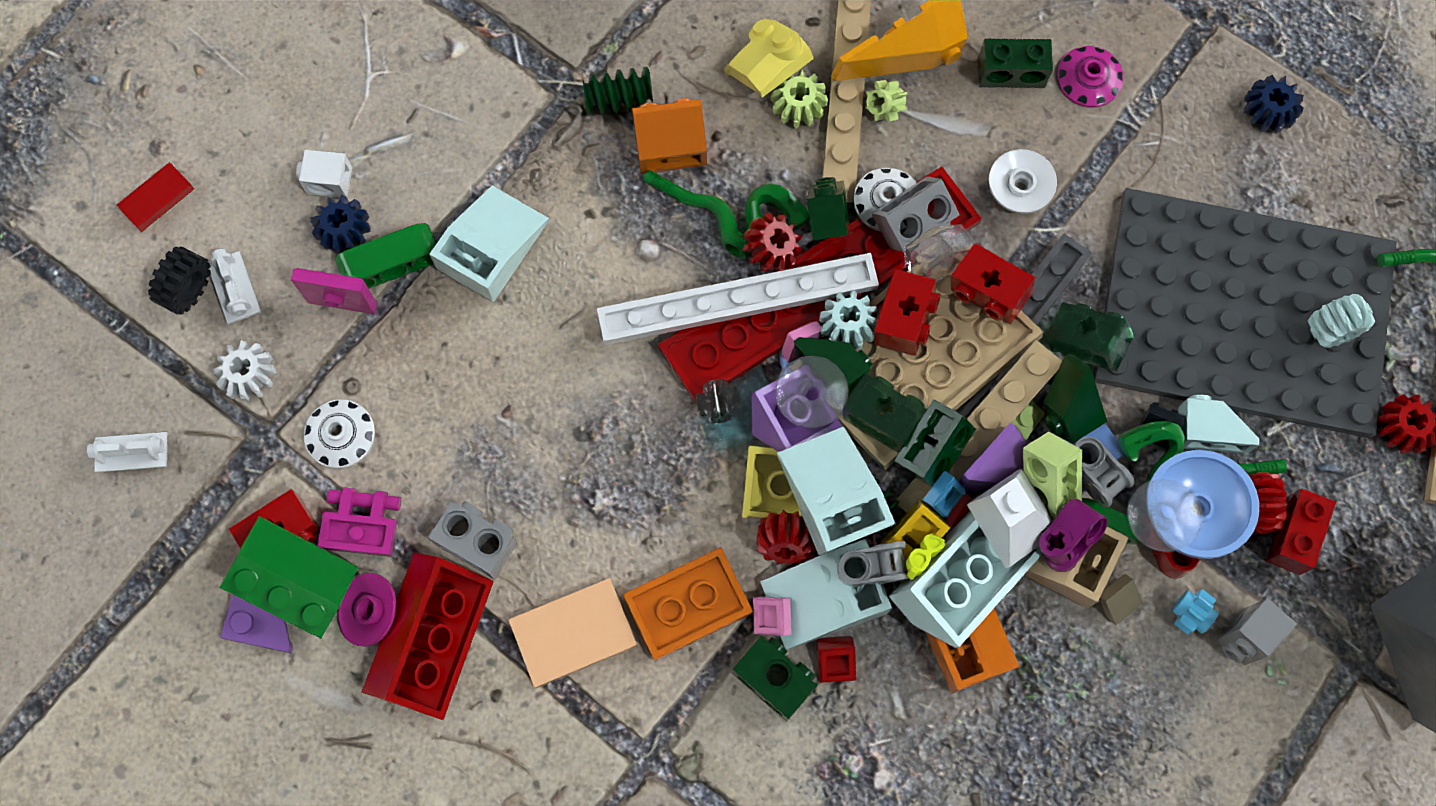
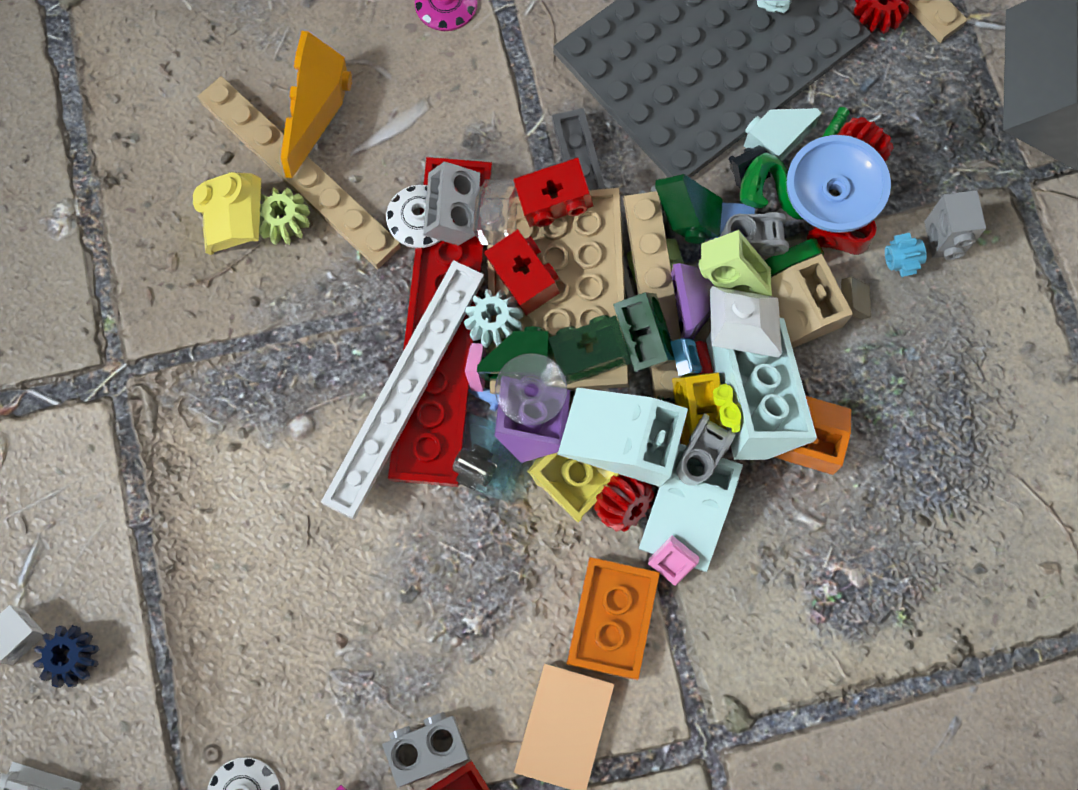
camera: 50 degrees left, 0 degrees up
(334, 290) = (120, 706): dark pink plate -> none
(389, 255) = (129, 639): green beam -> none
(488, 242) = (188, 545): light aqua slope -> none
(617, 91) = (152, 344): dark green piece -> none
(670, 135) = (226, 334): orange slope -> none
(728, 229) = (355, 354): green animal -> none
(774, 230) = (383, 325): red gear -> none
(784, 698) = (745, 590): dark green brick -> none
(828, 208) = (392, 262): dark green brick -> none
(836, 659) = (742, 538): red slope -> none
(886, 100) = (337, 163): yellowish green gear -> none
(1015, 63) = (392, 42): dark green brick -> none
(1029, 169) = (483, 99): white dish -> none
(1071, 534) = (788, 285): magenta piece -> none
(1090, 335) = (646, 159): clear green brick -> none
(1153, 526) = (824, 228): clear dish -> none
(1302, 536) = (911, 139): red brick -> none

